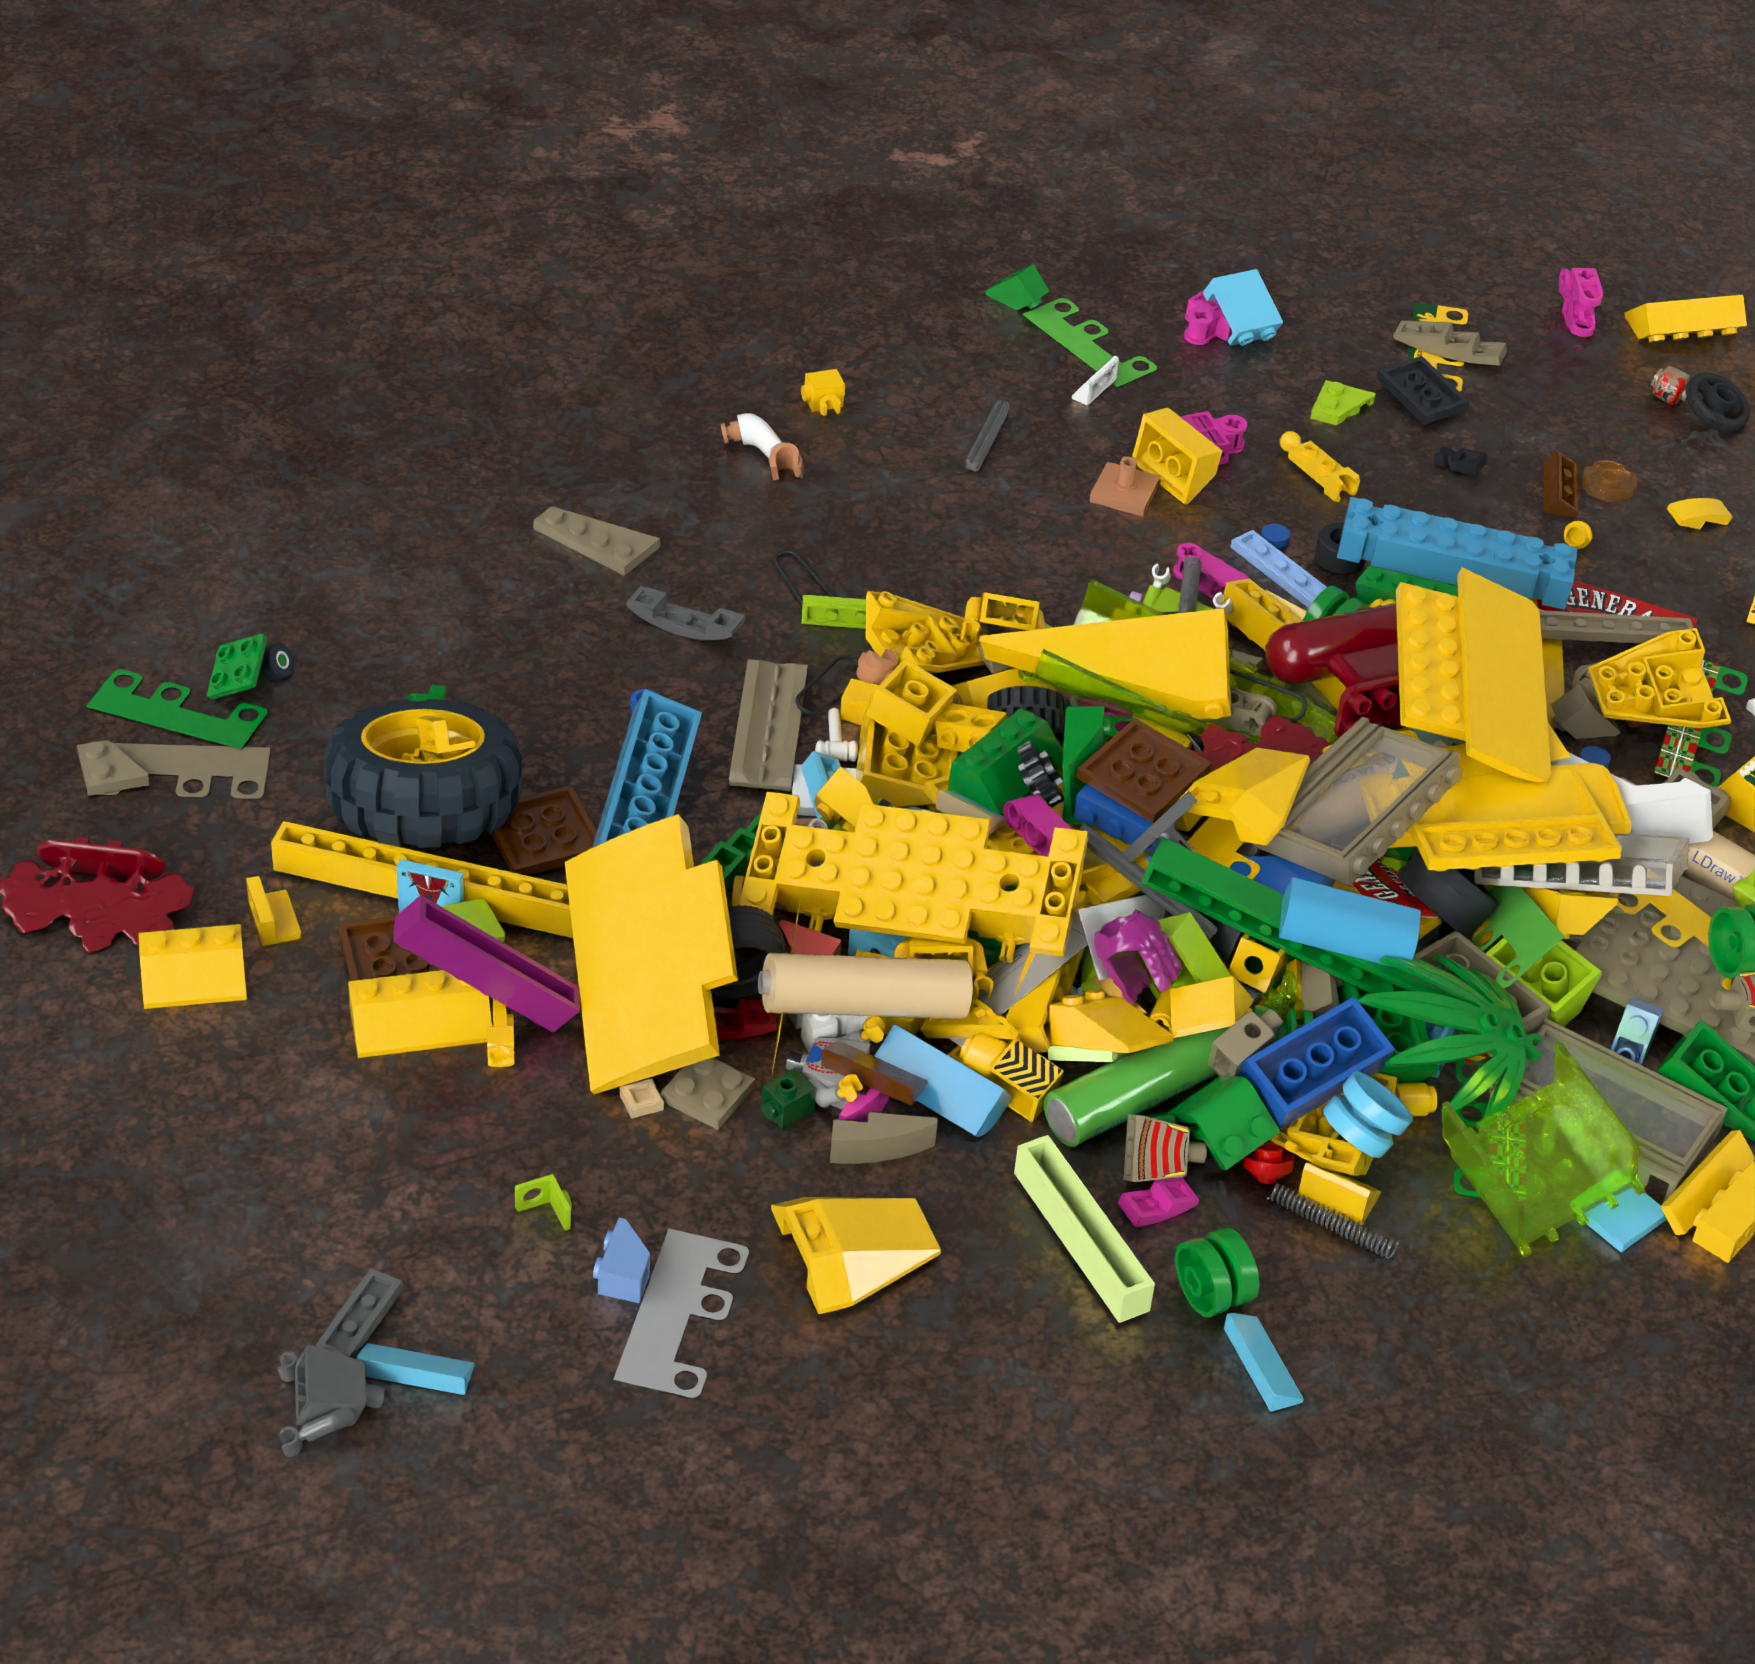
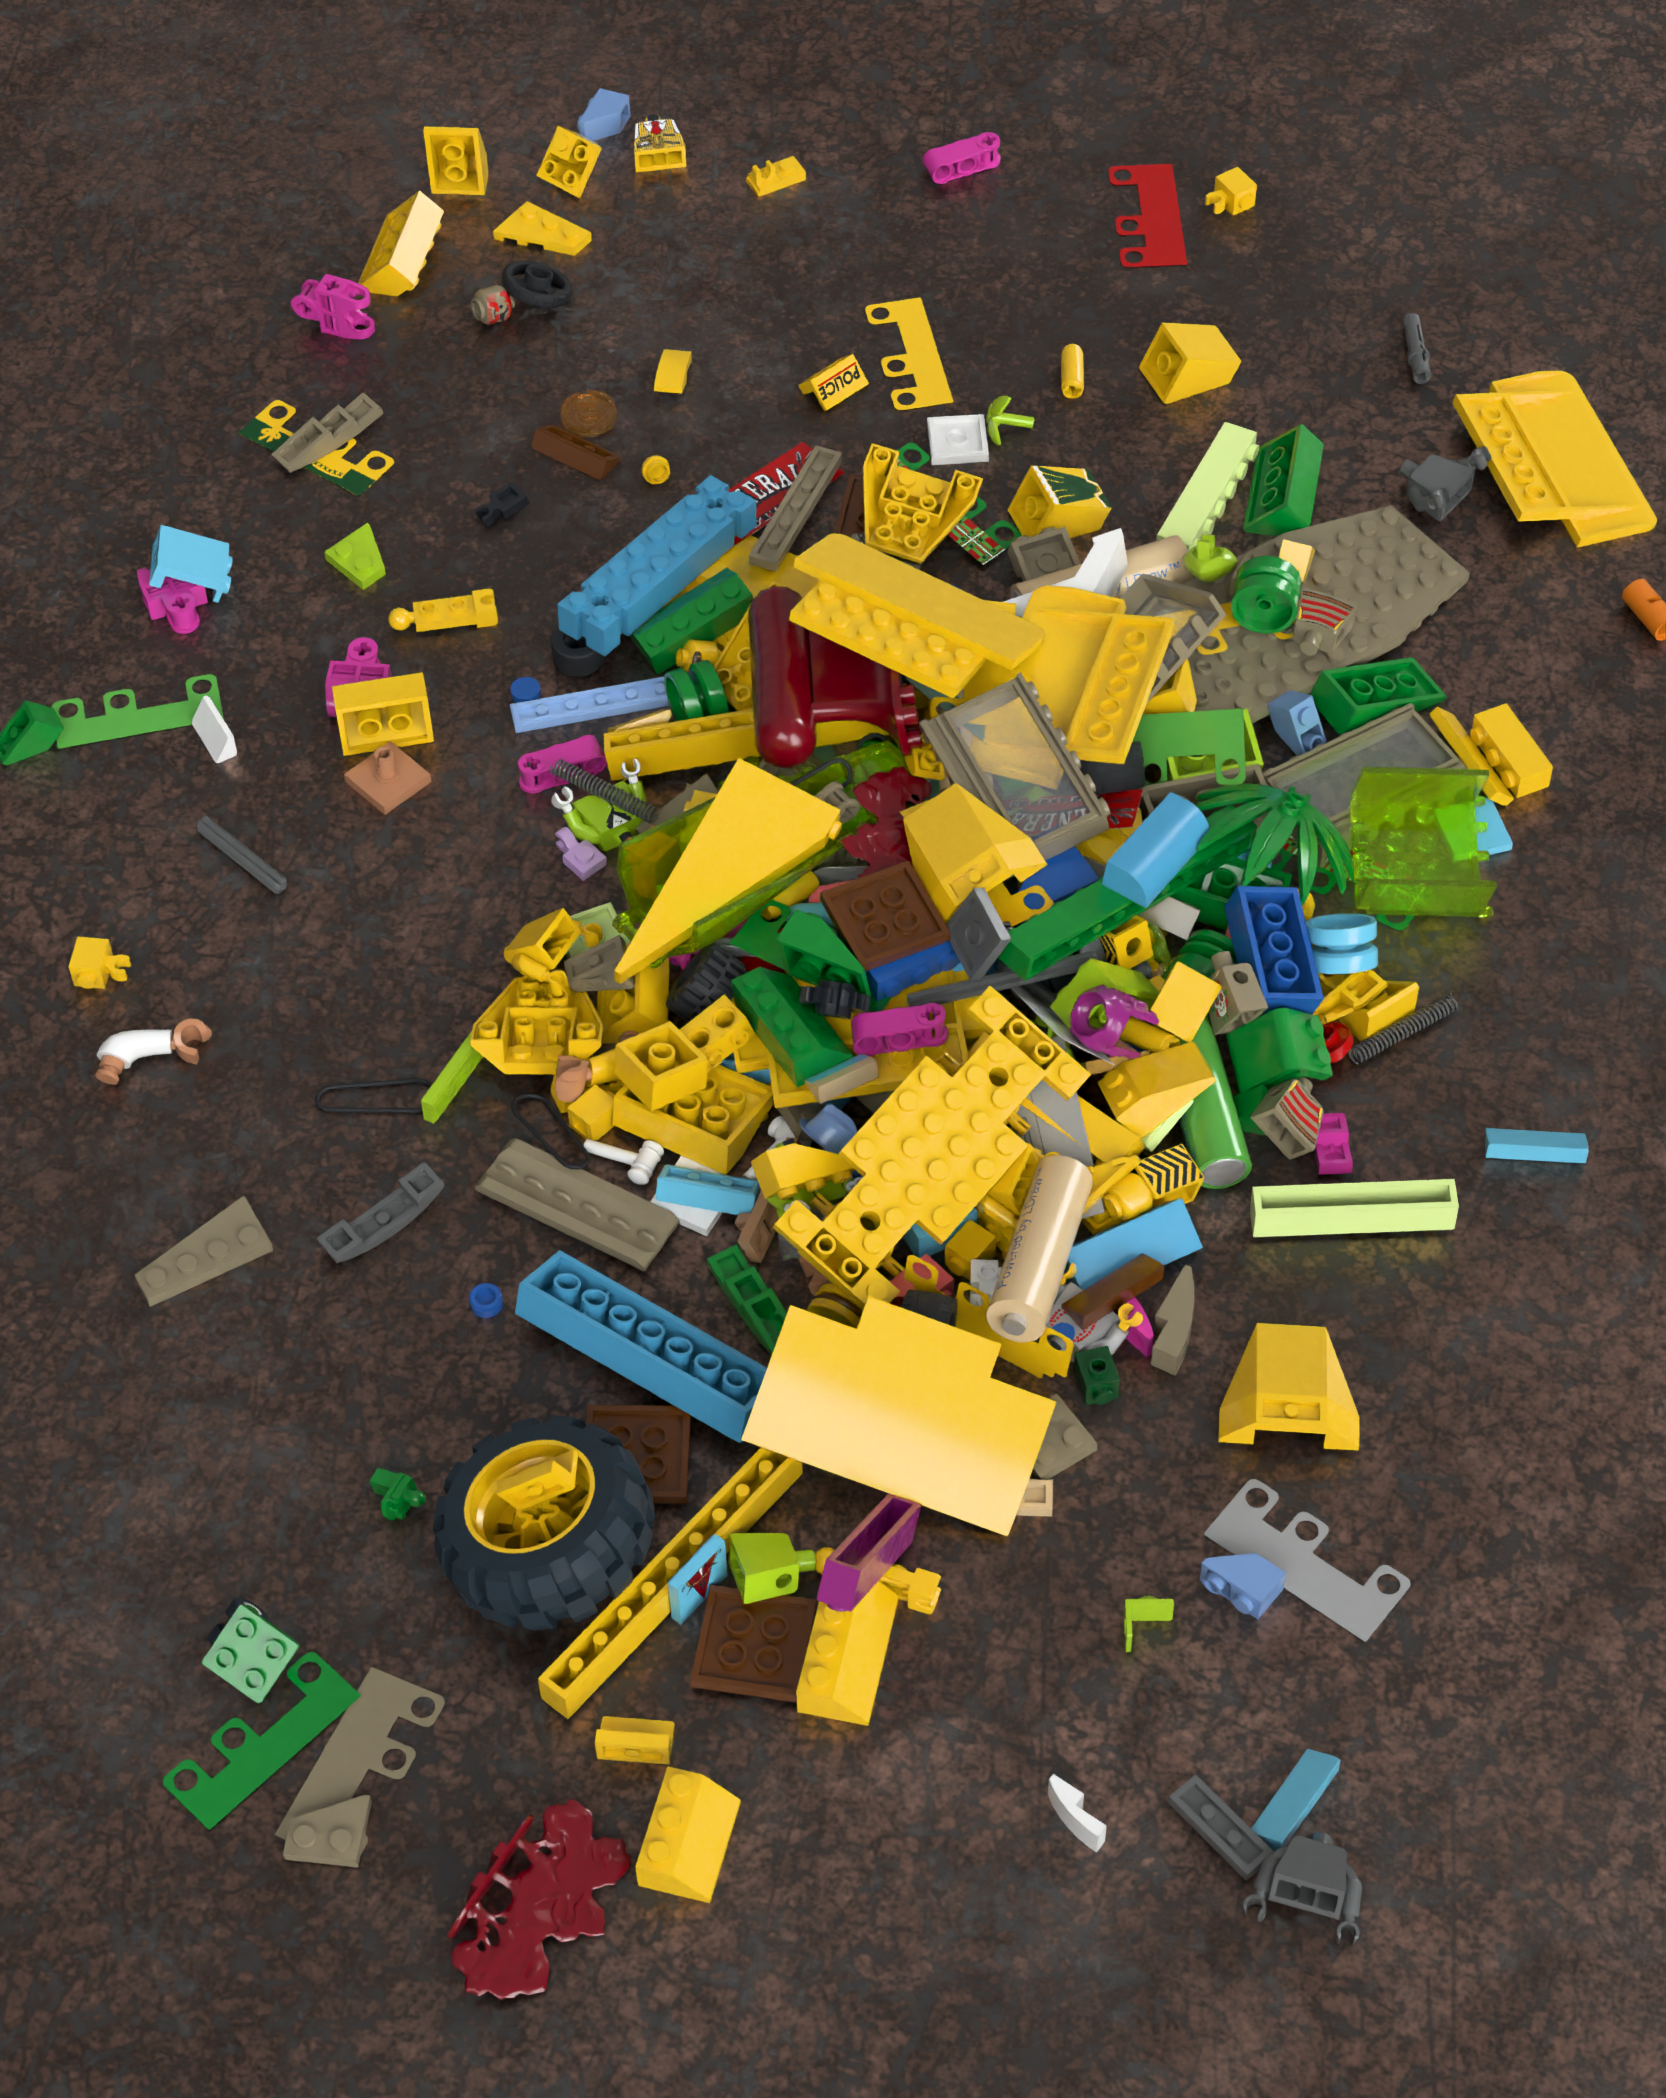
camera: 60 degrees left, 10 degrees up
(326, 1206) = (1069, 1807): none -> white slope
(1217, 1272) = (1449, 1130): green wheel -> none
(1423, 390) = (385, 485): black plate -> none

